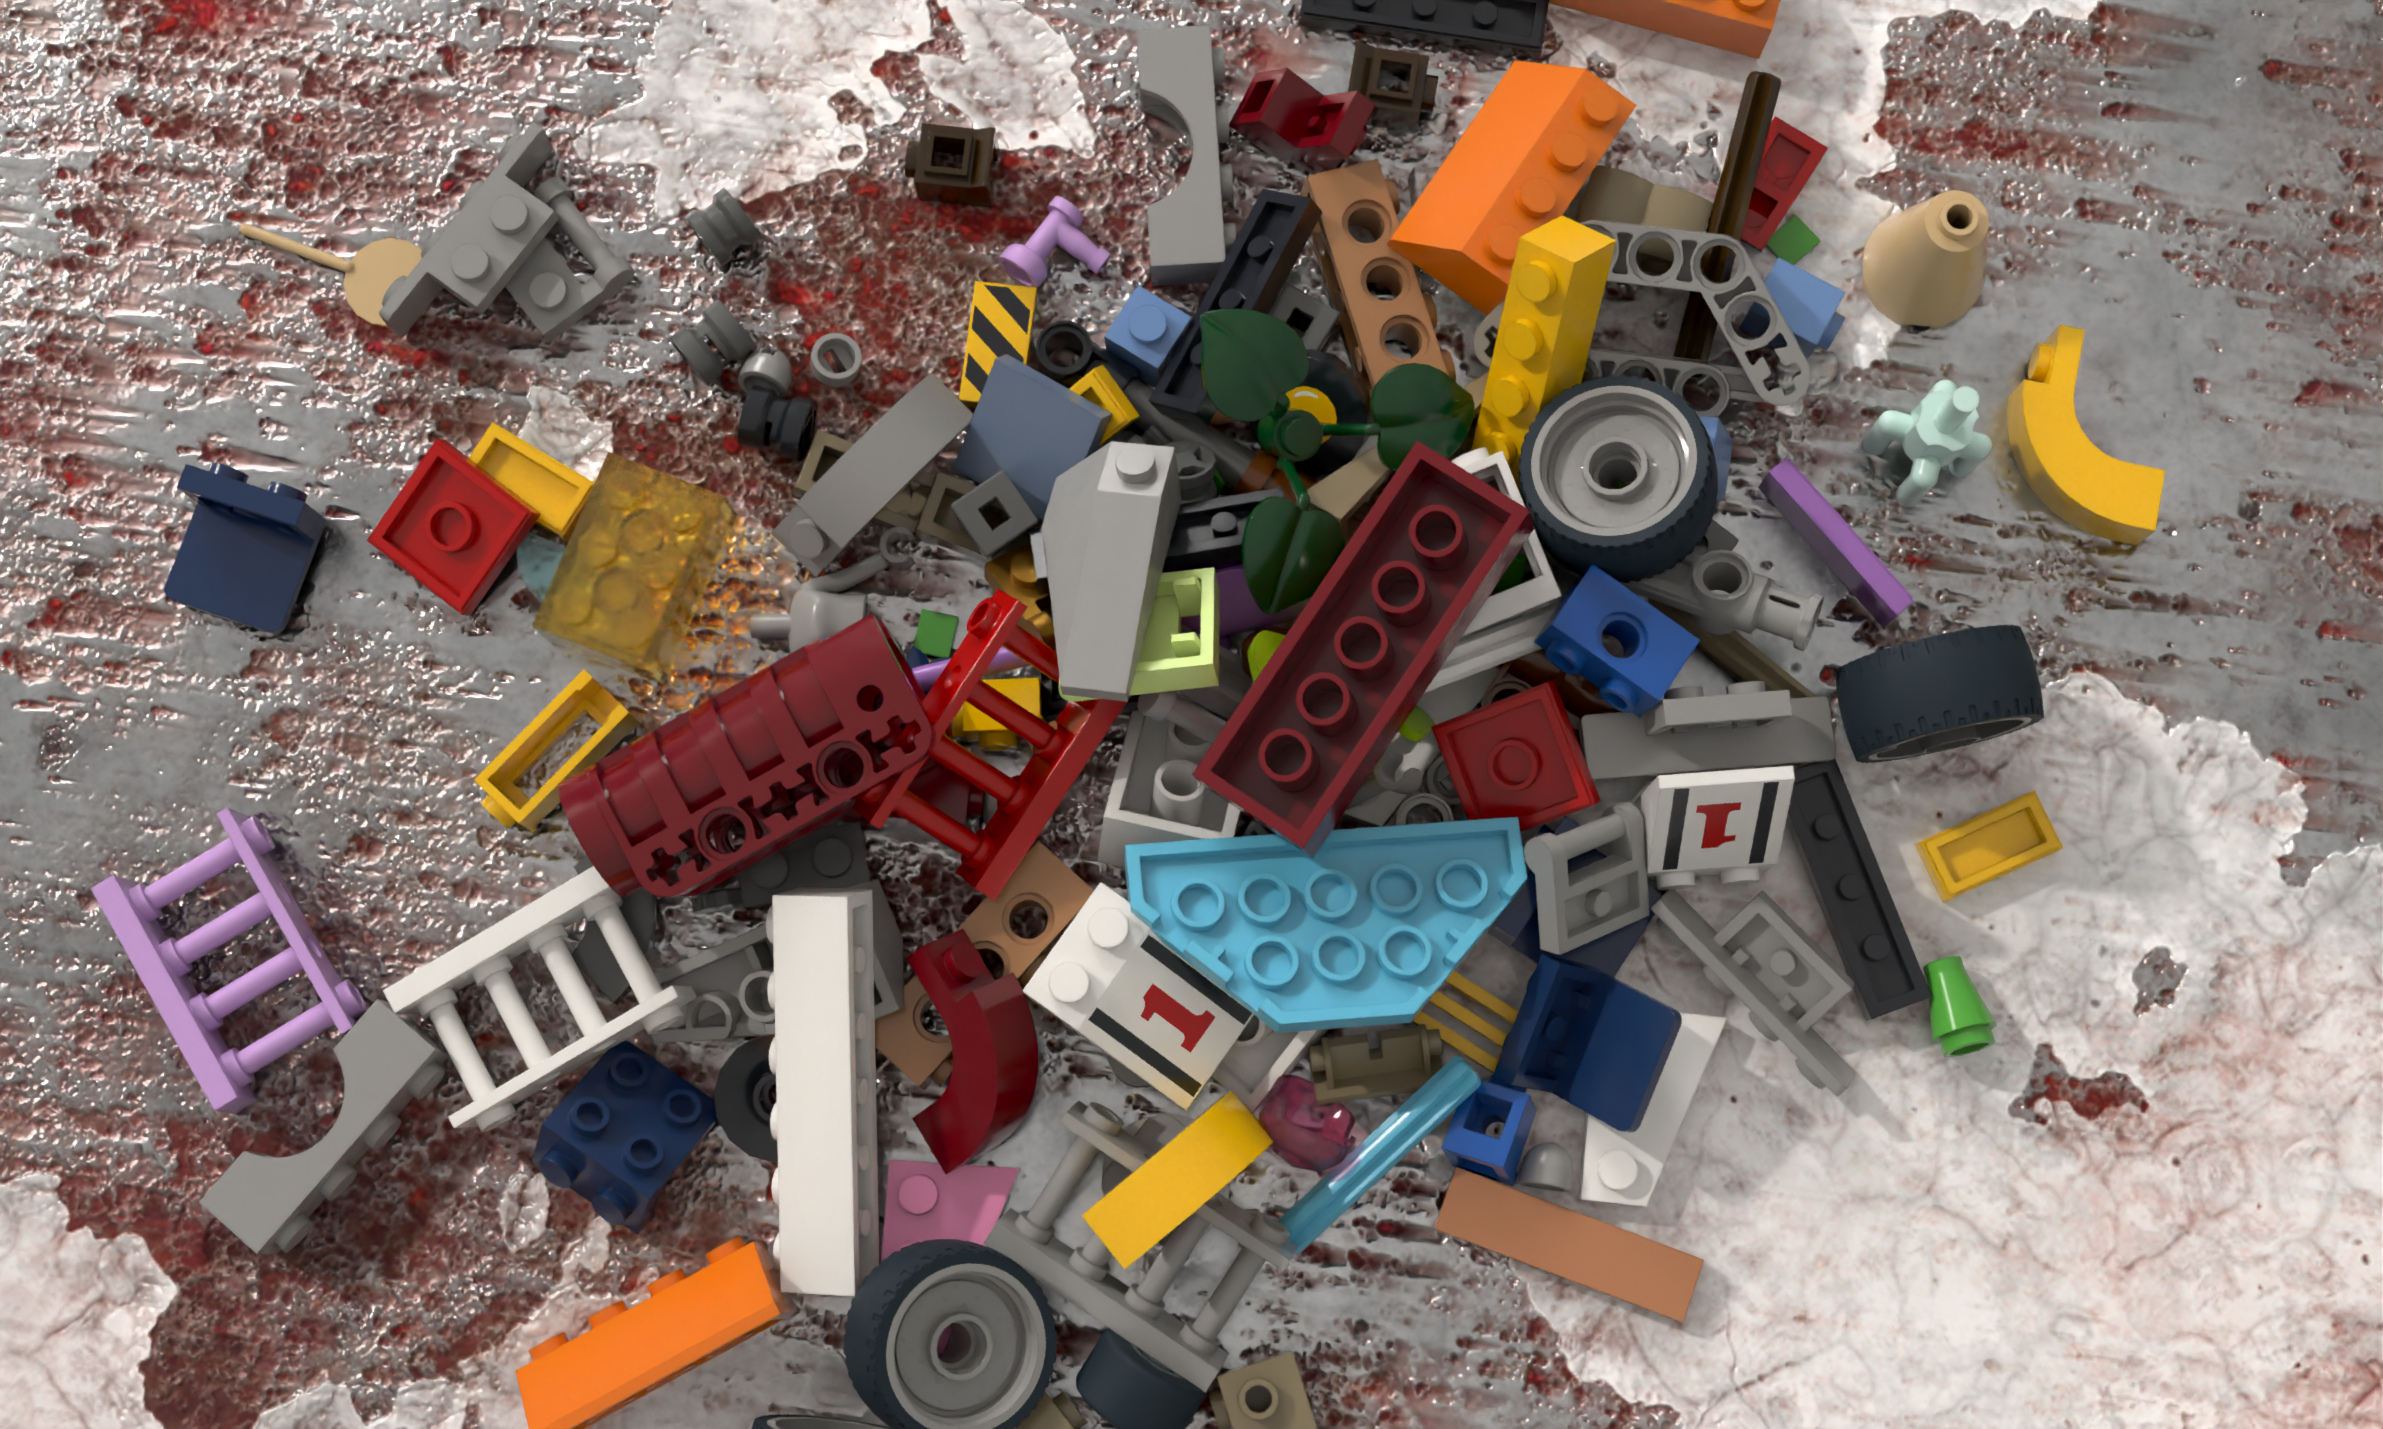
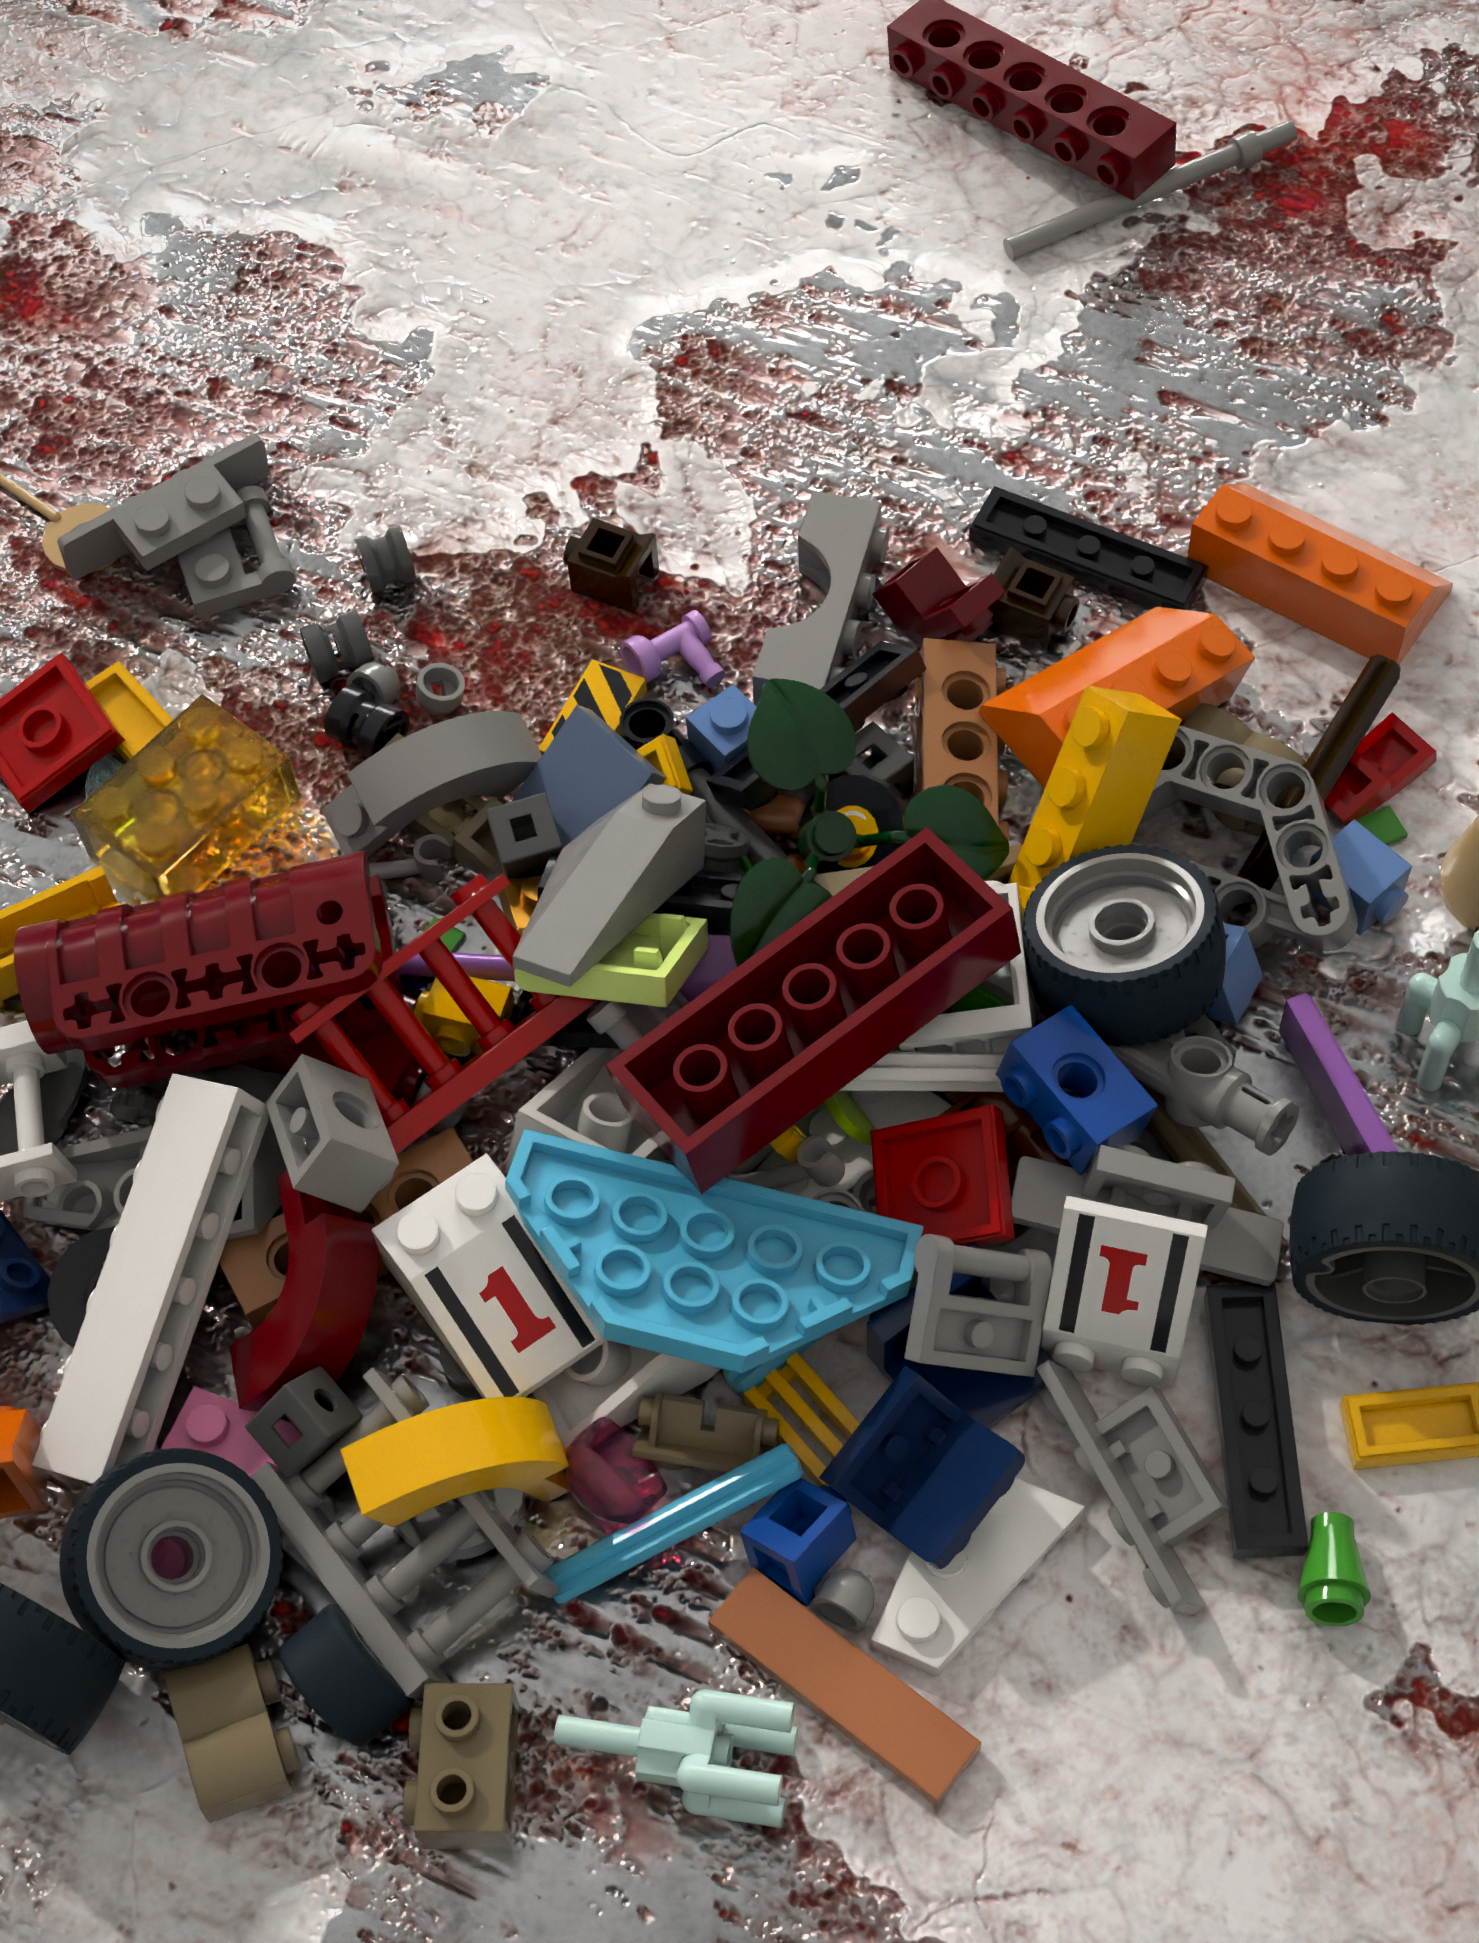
camera: 20 degrees right, 20 degrees down
(946, 906) = (331, 1134): none -> light grey brick
(1005, 1164) = (317, 1426): none -> dark grey piece
(1464, 1353) = (697, 1751): none -> light aqua plant

